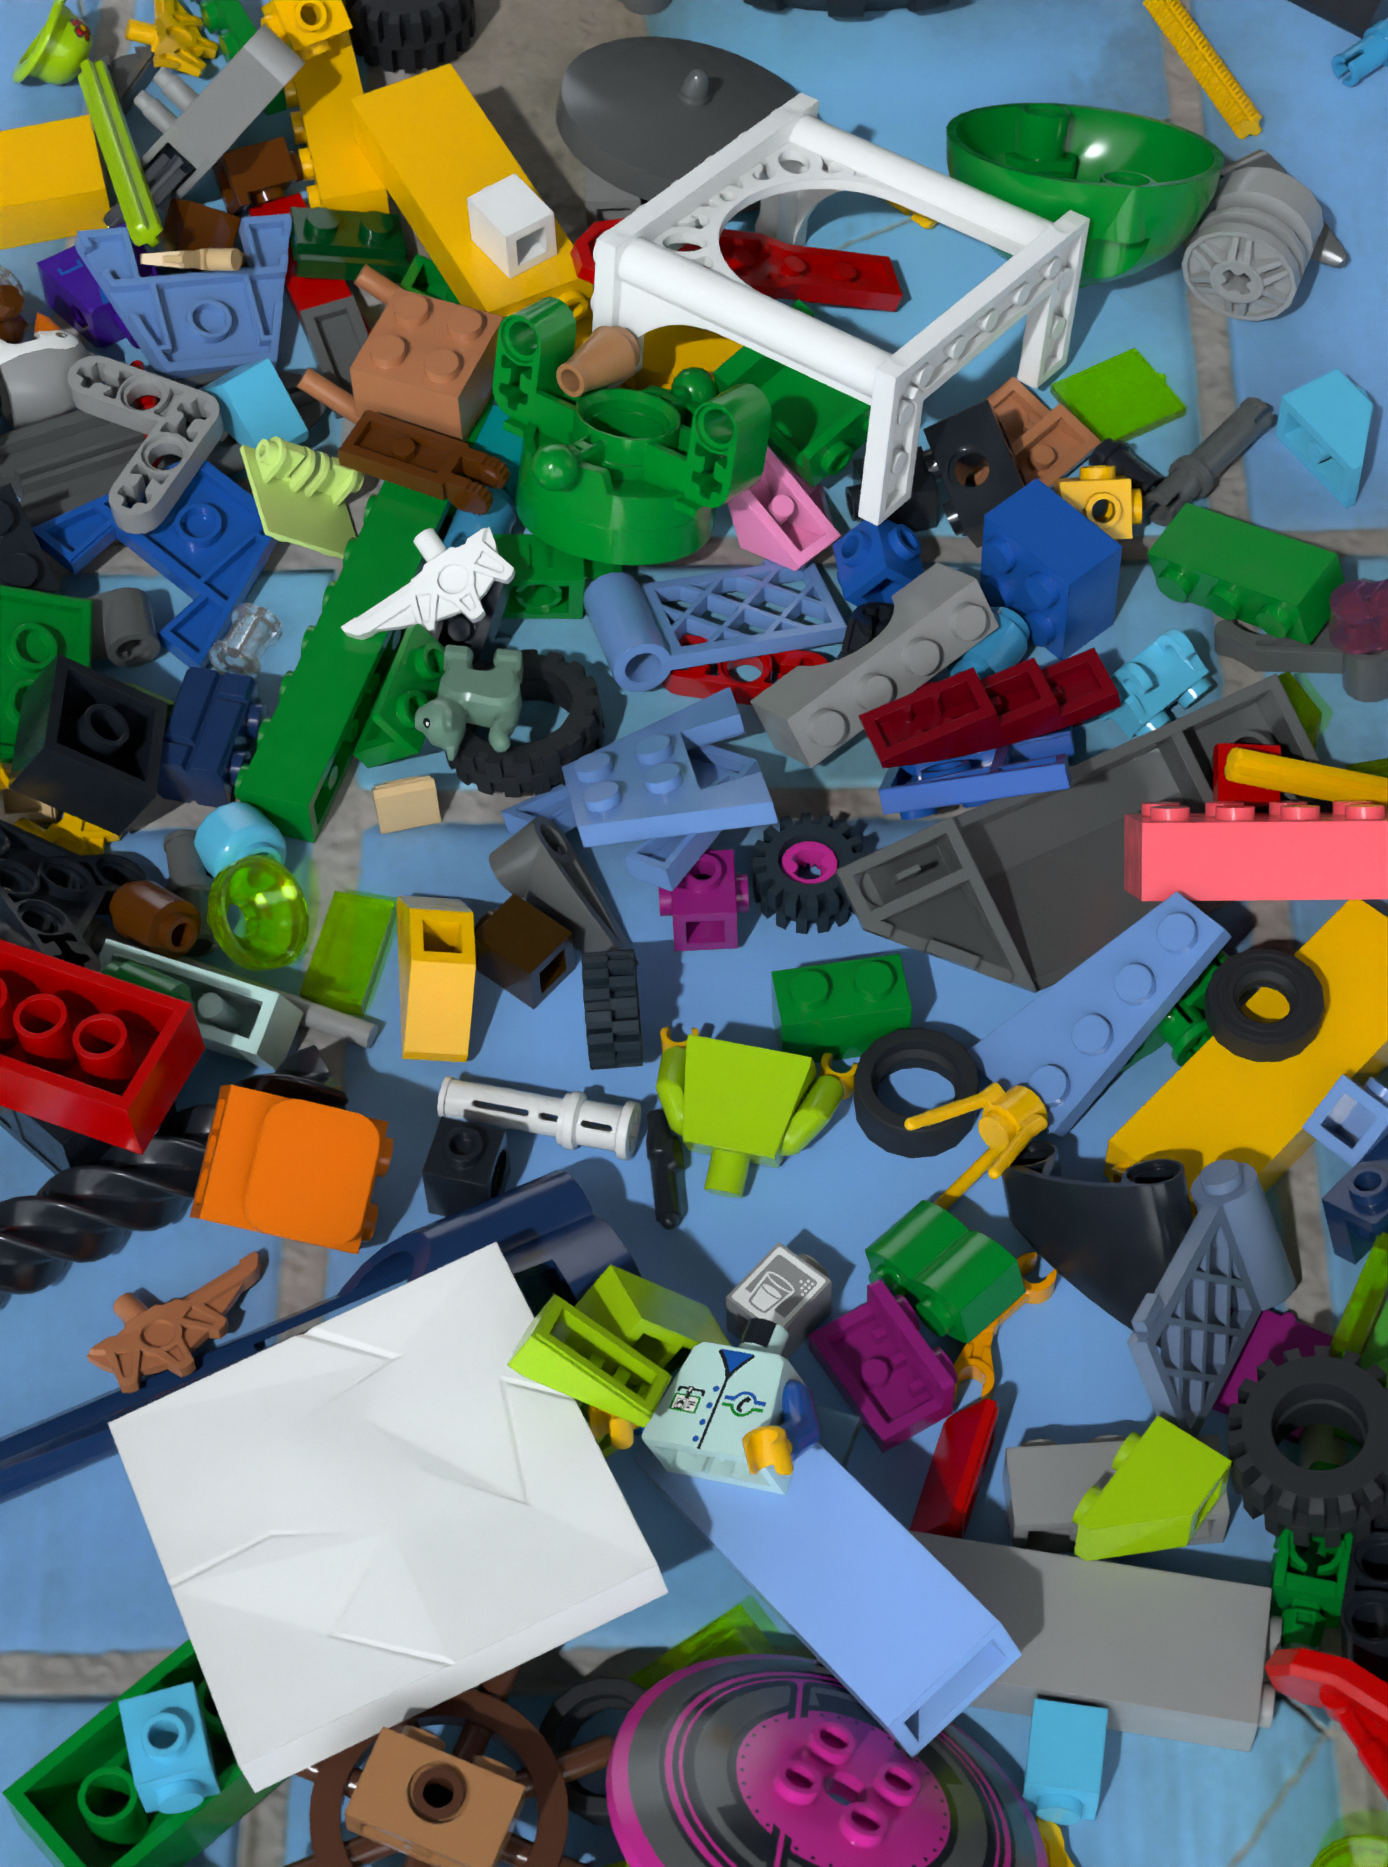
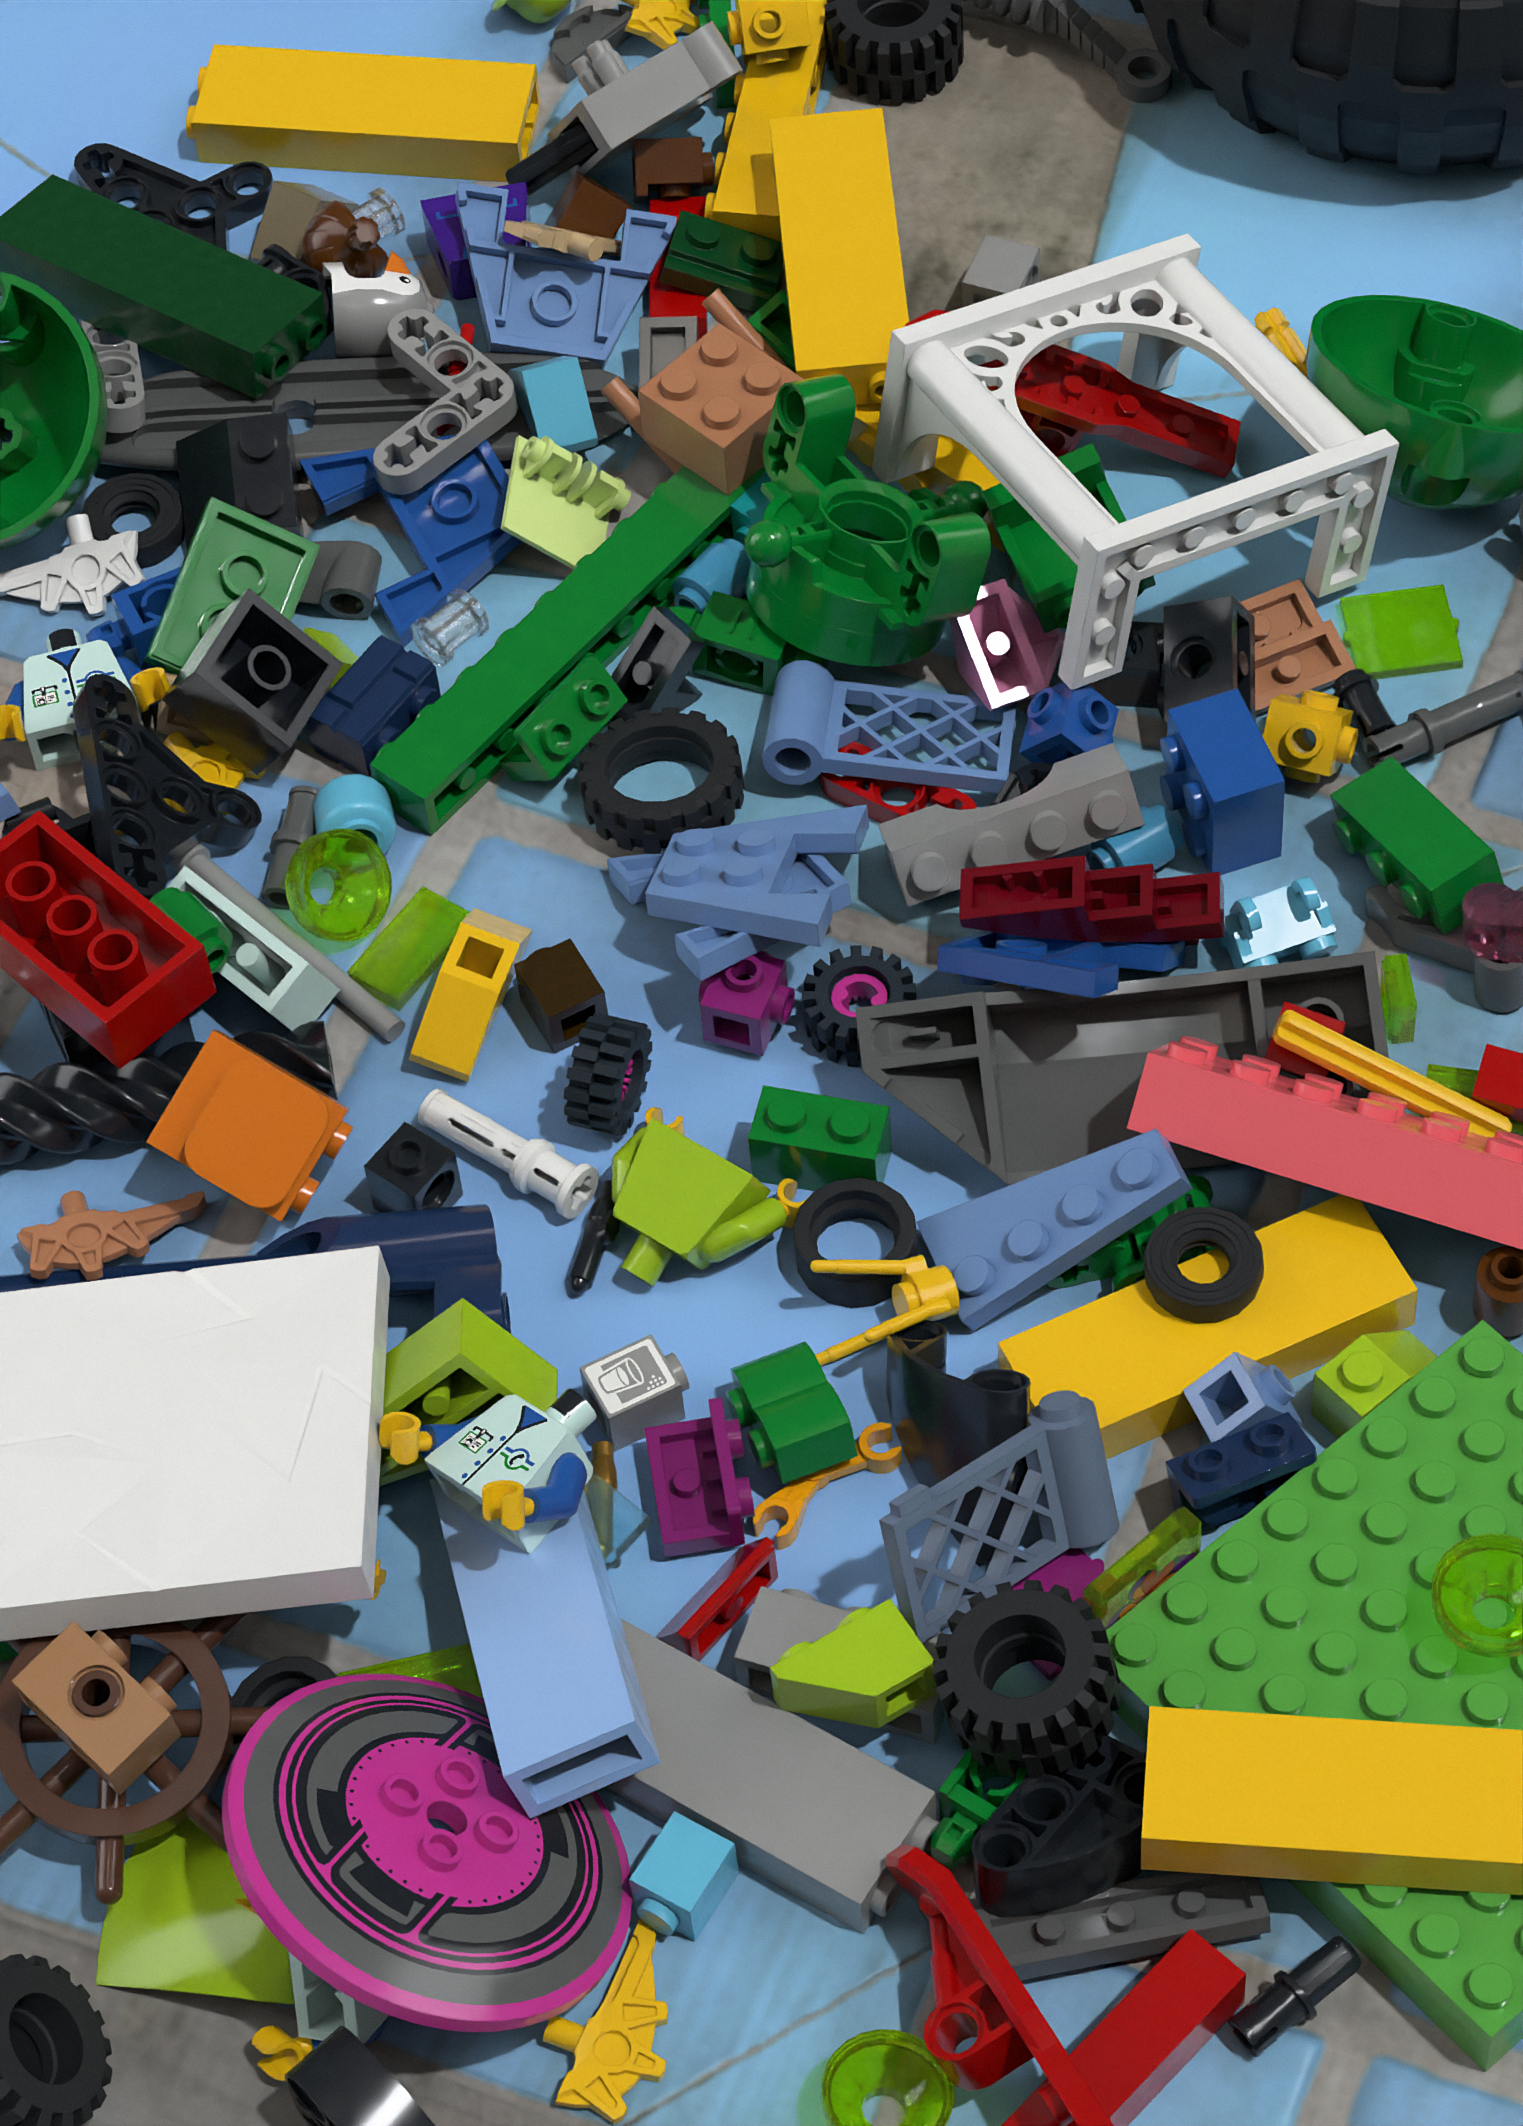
camera: 25 degrees right, 0 degrees up
(120, 154) = (541, 112): lime axle -> none
(155, 919) = (243, 862): reddish brown brick -> none
(406, 803) = (526, 823): tan slope -> none
(423, 462) = (675, 499): reddish brown hinge -> none
(448, 585) = (636, 629): white piece -> none
(474, 697) = (617, 742): sand green animal -> none
(512, 226) = (851, 291): white brick -> none
(551, 877) = (624, 943): dark grey piece -> none
(574, 1354) = (383, 1342): lime slope -> none
(601, 360) = (868, 451): medium nougat cone -> none
(659, 108) = (1086, 195): dark grey container -> none

